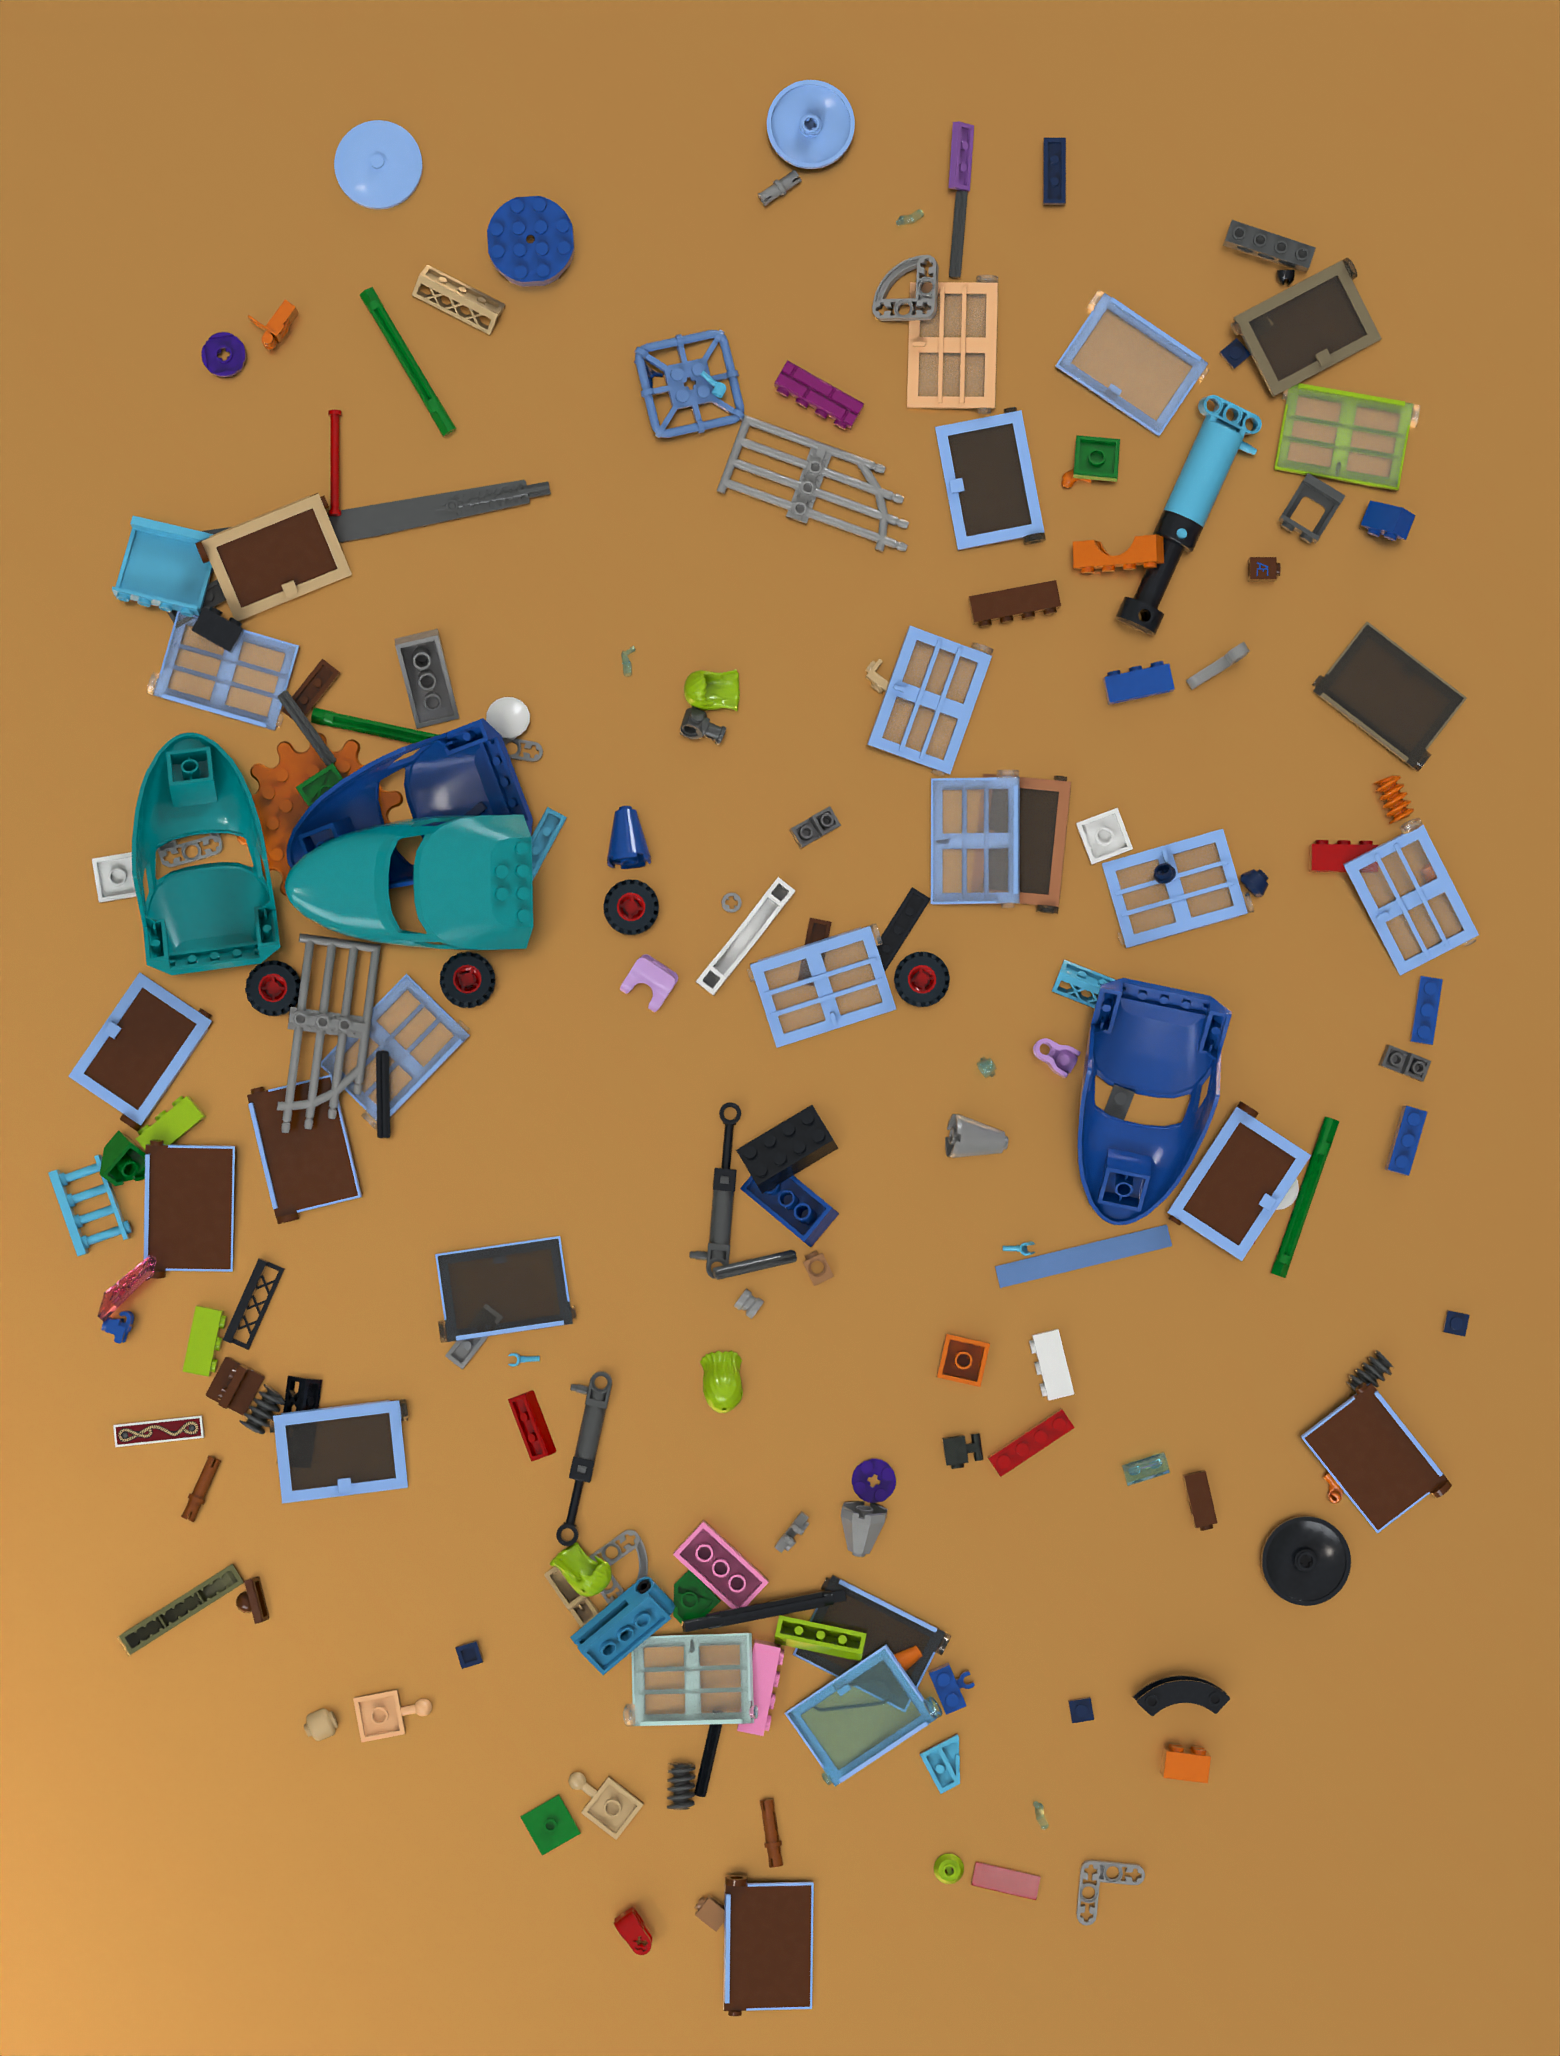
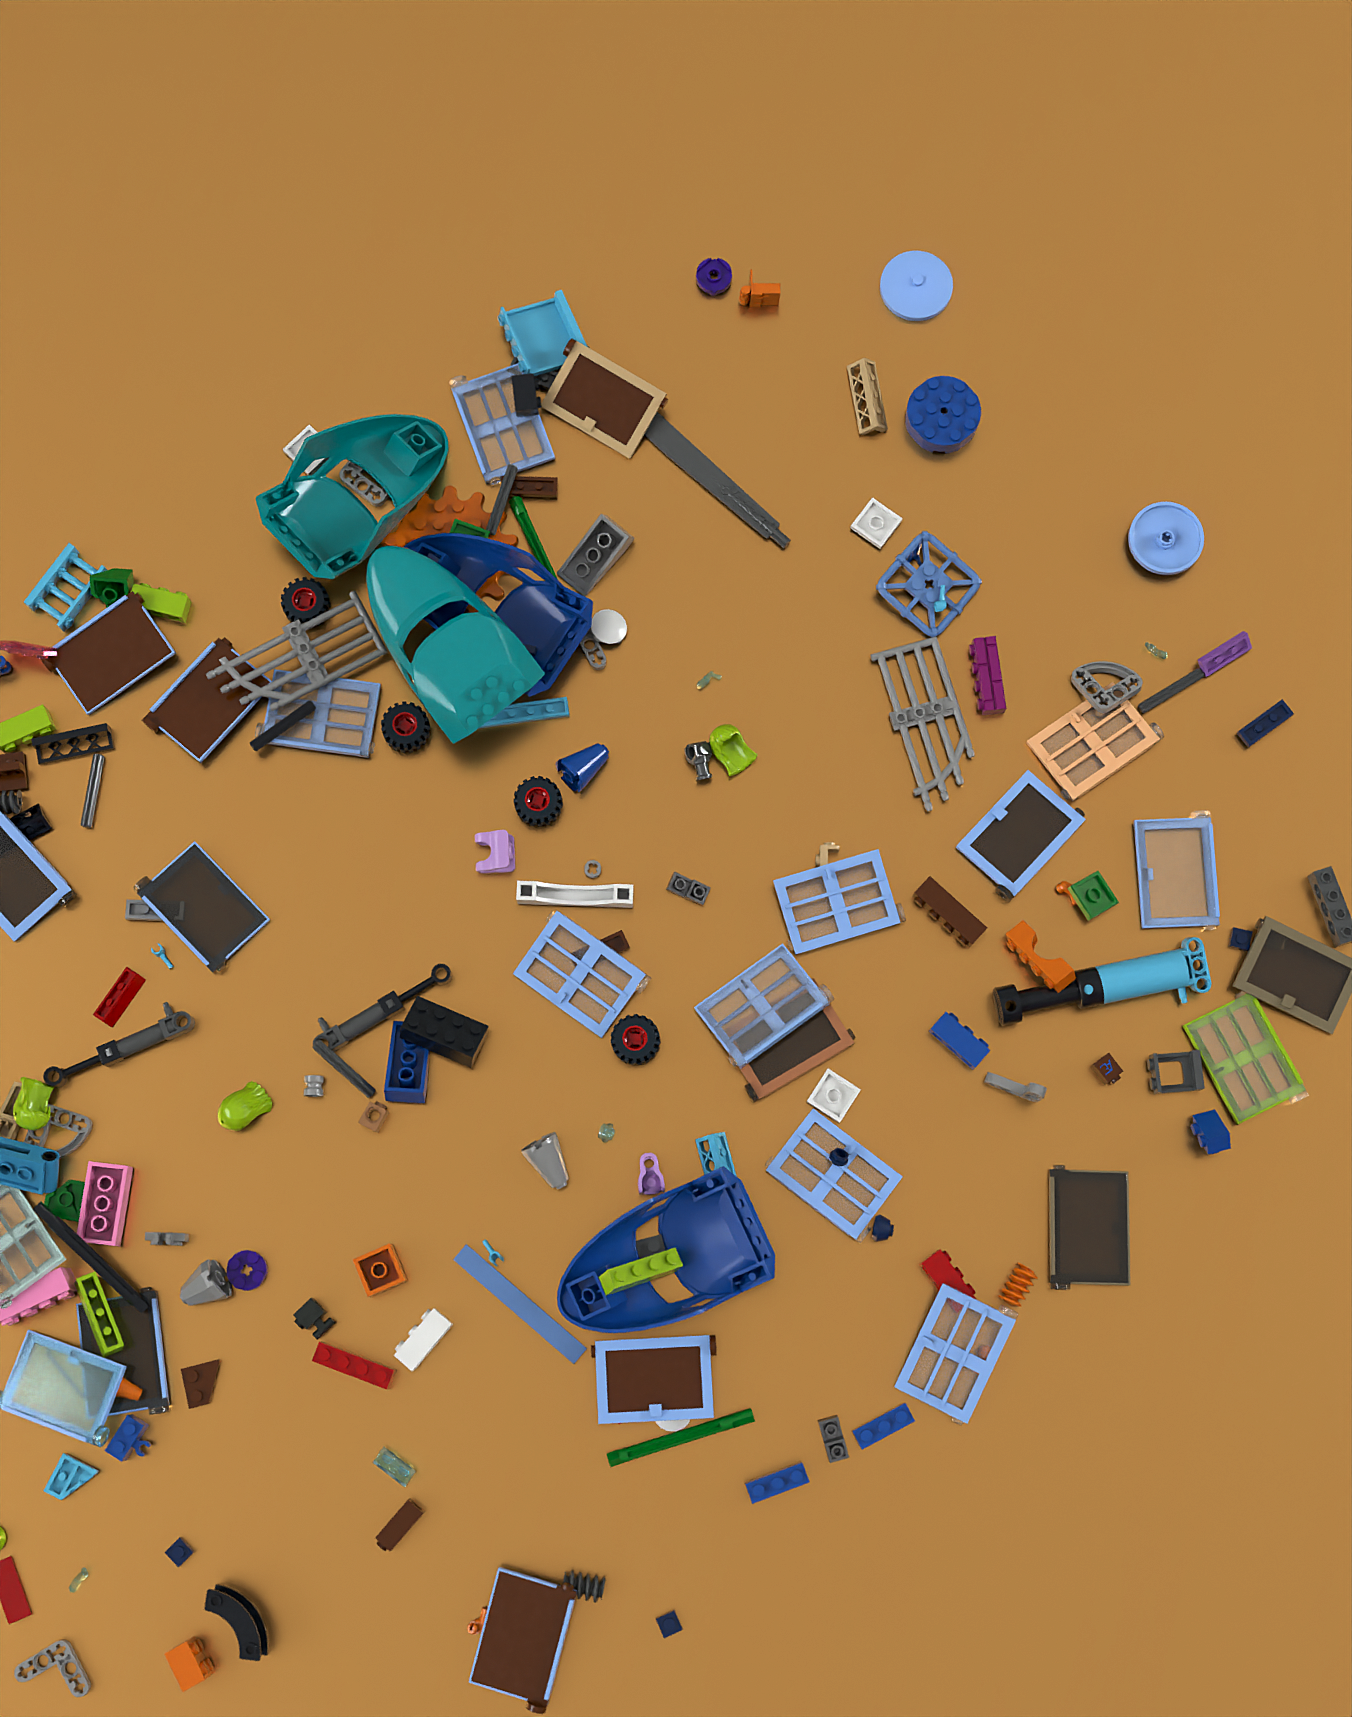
camera: 55 degrees right, 10 degrees down
(141, 1050) = (200, 547): reddish brown door -> none
(312, 1317) = (92, 791): none -> dark grey axle
(334, 462) = (696, 394): red bar -> none
(407, 361) = (800, 394): green piece -> none
(591, 387) = (876, 523): none -> white plate
(779, 187) = (1107, 550): light grey pin -> none
(901, 925) = (662, 998): black tile -> none
(944, 1591) = (199, 1382): none -> reddish brown wing
(1136, 1126) = (640, 1271): none -> lime brick
(1285, 274) = (1322, 933): black hinge -> none
(1306, 1560) = (408, 1642): black dish -> none

